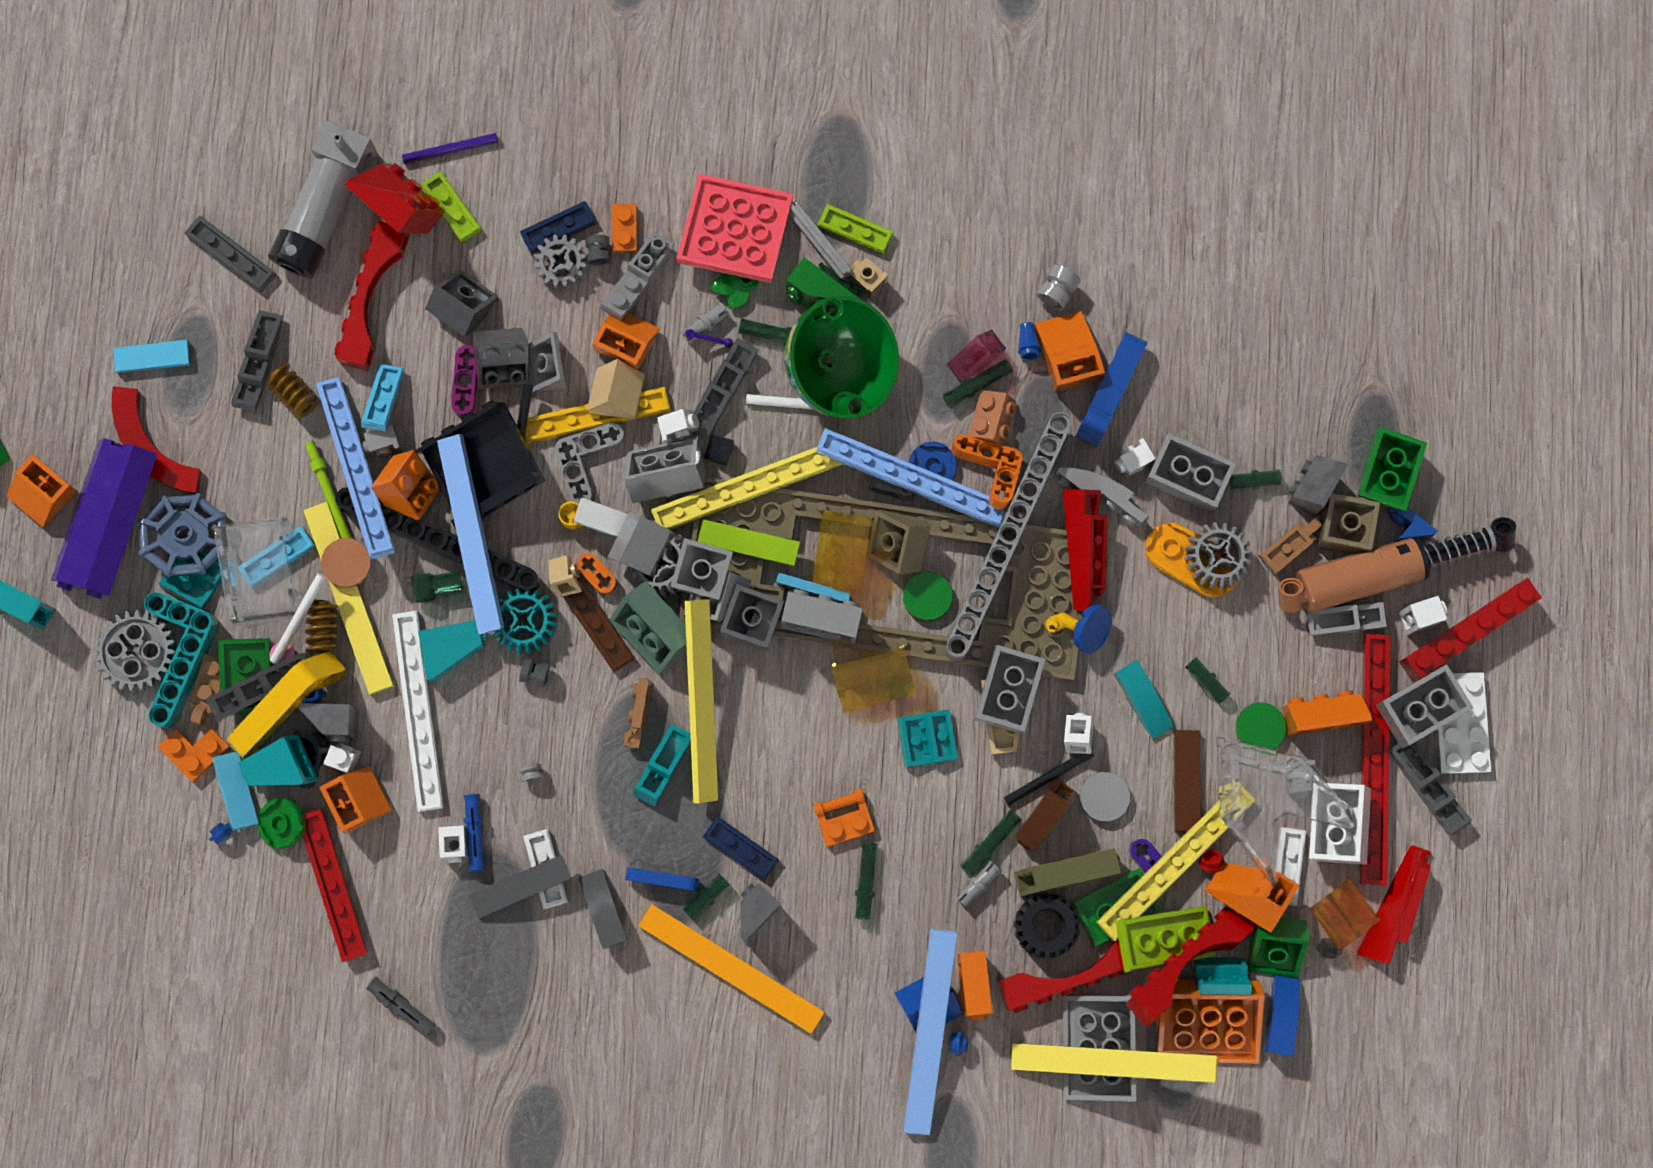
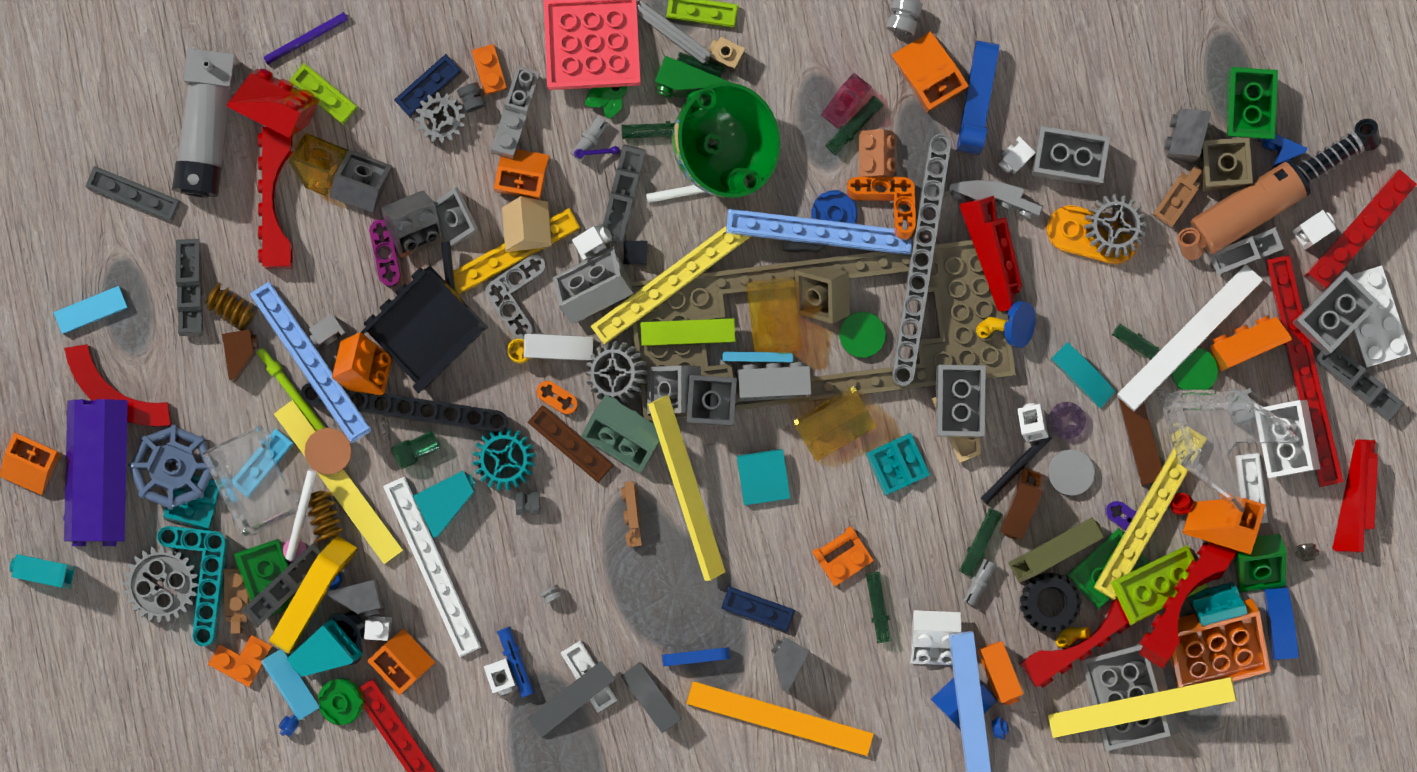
camera: 15 degrees left, 5 degrees up
(287, 438) = (239, 351): none -> reddish brown slope
(382, 397) = (315, 290): medium azure tile -> none
(421, 270) = (316, 163): none -> clear yellow slope
(470, 534) = (434, 394): light blue tile -> none
(564, 576) = (529, 408): tan brick -> none
(640, 543) = (590, 361): light grey slope -> none
(662, 765) = (667, 554): teal slope -> none
(701, 569) = (654, 370): light grey slope -> none
(706, 897) = (740, 661): clear green pin -> none
(784, 713) = (763, 477): none -> teal slope
(912, 927) = (931, 636): none -> white slope
(1029, 344) = (891, 75): blue cone -> none
(1058, 966) = (1070, 635): none -> yellow arm
(1126, 741) = (1077, 416): none -> clear purple gear
(1255, 479) = (1131, 145): clear green pin -> none
(1264, 692) = (1189, 338): none -> white tile
(1344, 914) = (1312, 518): clear orange slope -> none

